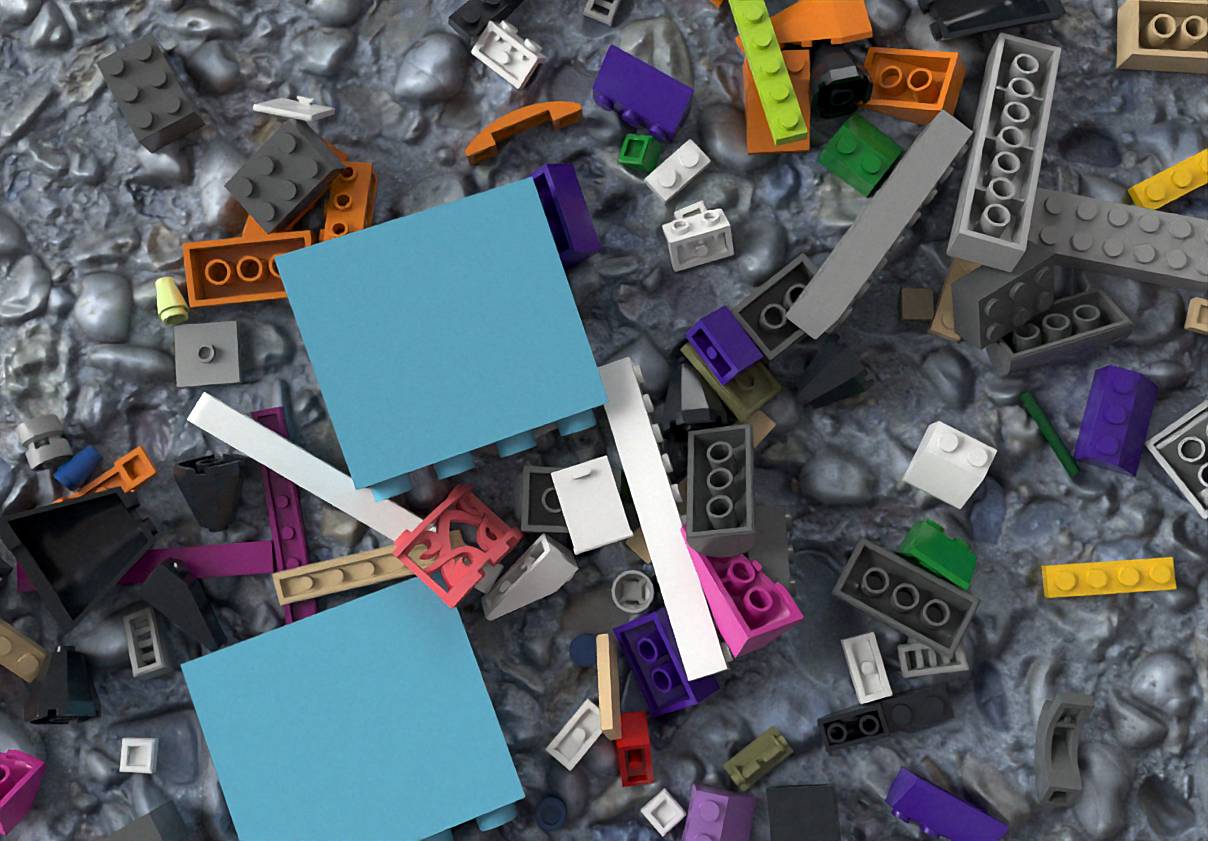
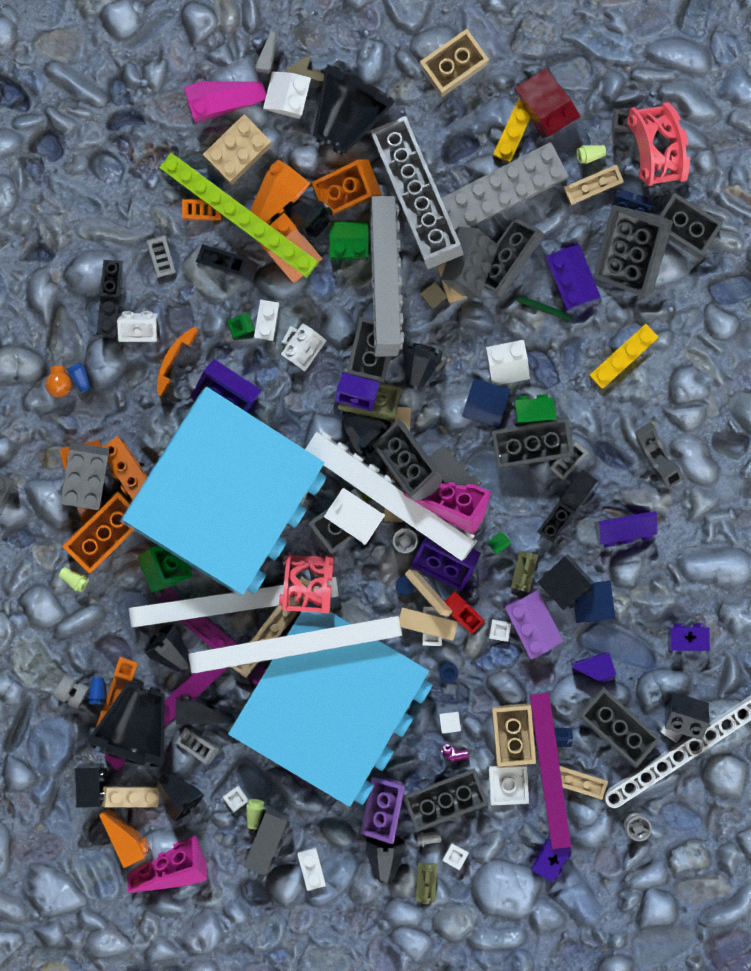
camera: 40 degrees left, 5 degrees up
(147, 793) = (255, 811): none -> yellowish green cone
(208, 354) = (112, 589): light grey plate -> none
(288, 377) = (163, 568): none -> green slope
(302, 109) = (59, 438): white container -> none
(354, 43) = (58, 382): none -> orange piece
(371, 615) = (294, 644): none -> white beam
(387, 54) = (79, 376): none -> blue cone
(531, 577) = (353, 570): white slope -> none
(575, 727) = (428, 623): none -> tan tile
(642, 94) = (221, 299): dark purple slope -> none
(687, 61) = (227, 262): none -> black slope
(754, 693) = (499, 542): none -> green slope
(866, 667) = (541, 489): white plate -> none
(879, 495) = (486, 403): none -> dark blue slope

